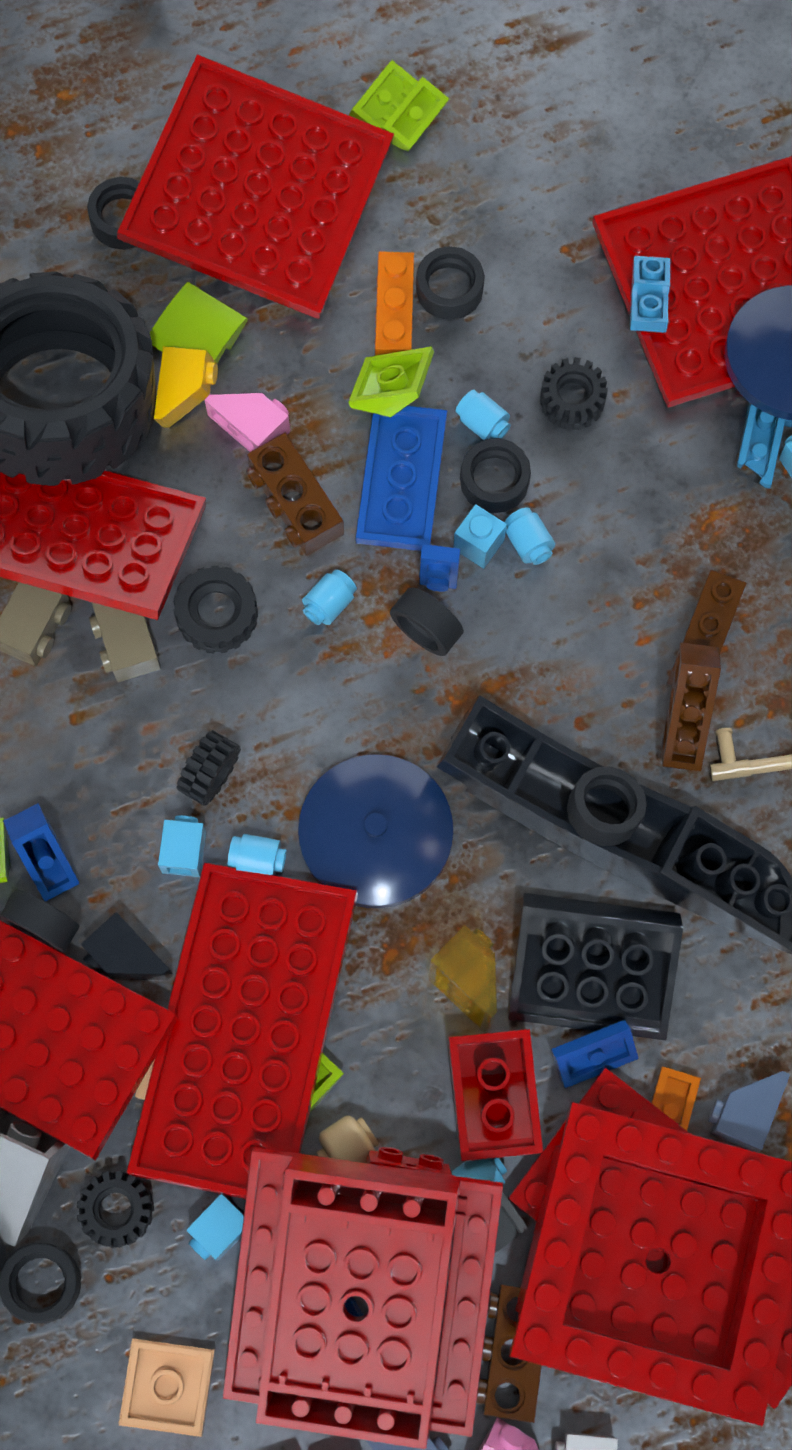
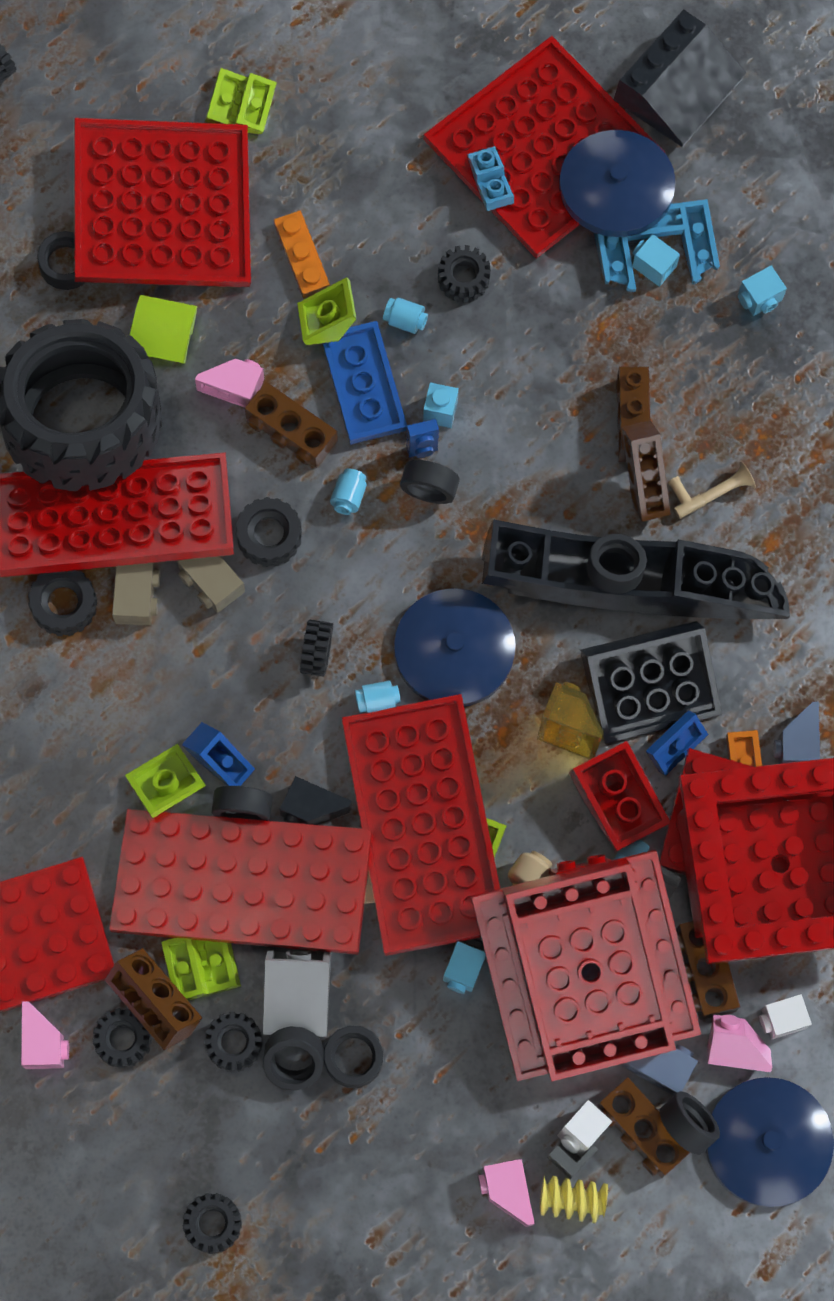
camera: 25 degrees left, 0 degrees up
(90, 1204) = (378, 966): black tyre -> none
(167, 1387) = (474, 1091): light nougat tile -> none
(182, 846) = (320, 712): medium azure brick -> none
(183, 383) = (173, 372): yellow slope -> none
(450, 258) = (337, 203): black tyre -> none
(503, 450) = (437, 335): black tyre -> none
(529, 536) = (476, 391): medium azure brick -> none

